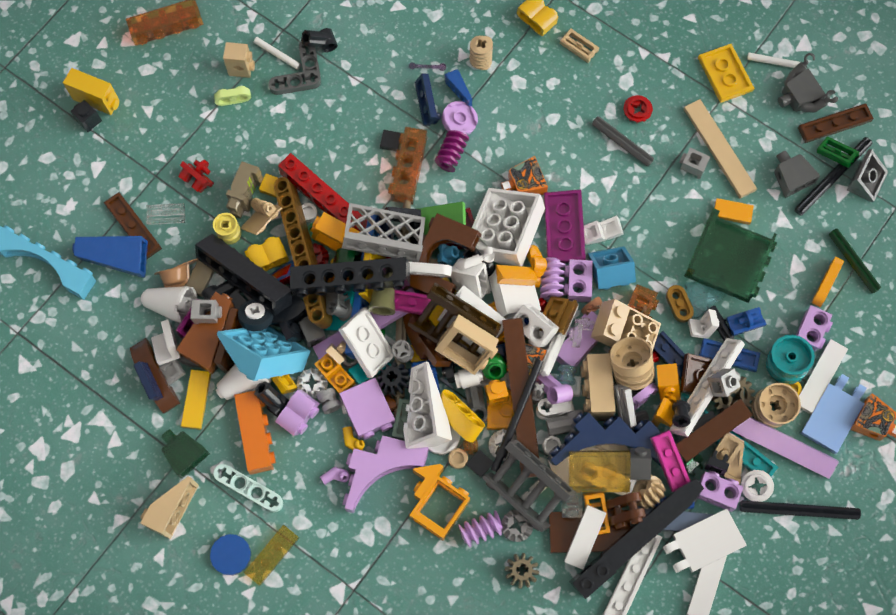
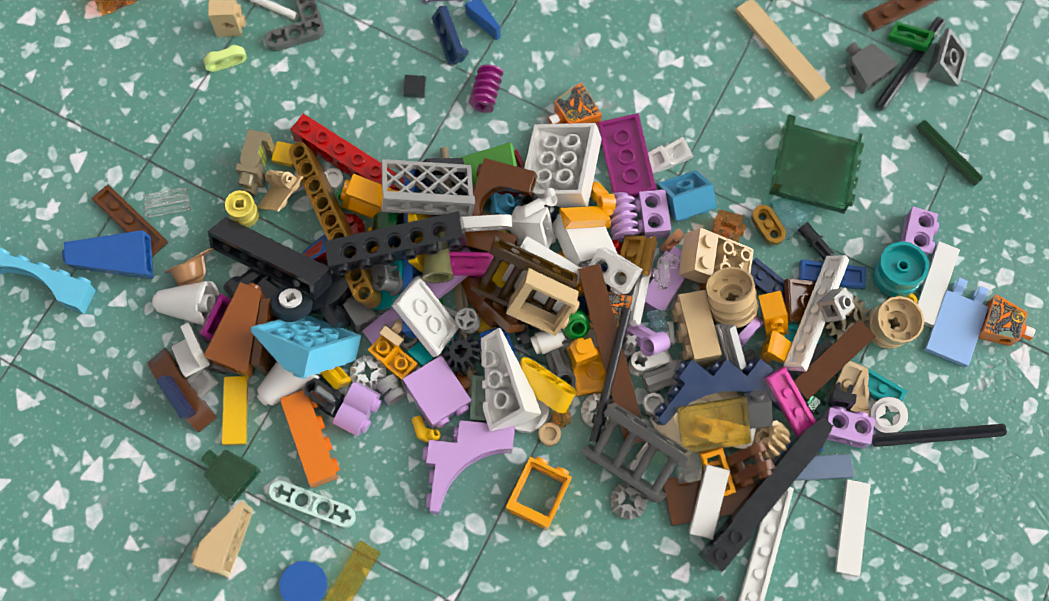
camera: 15 degrees left, 0 degrees up
(86, 115) = (55, 101): black brick -> none
(91, 89) = (58, 72): yellow brick -> none
(190, 171) = (203, 159): red hips -> none
(199, 309) = (226, 302): light grey brick -> none
(200, 277) = (218, 269): dark tan tile -> none
(268, 254) = (295, 231): yellow brick -> none
(335, 474) = (412, 472): lavender arm -> none
(410, 138) = (444, 80): clear orange brick -> none
(428, 474) = (518, 457): light orange slope -> none
(459, 117) = (489, 50): lavender tile -> none
(479, 464) = (575, 436): black tile -> none
(481, 529) = (584, 512): lavender piece -> none
(527, 575) = (636, 544): dark tan gear -> none
(622, 141) = (675, 54): dark grey axle -> none
(635, 102) = (680, 10): red gear -> none
(681, 416) = (794, 343): black bush -> none
(694, 162) = (758, 67): light grey brick -> none
(705, 326) = (801, 245): white bracket -> none
(706, 541) = (844, 486): white tile -> none
(734, 211) = (810, 115): light orange tile -> none
(746, 321) = (844, 234): blue hips -> none
(787, 447) = (915, 367): lavender tile -> none
(827, 281) = (925, 179): light orange beam -> none

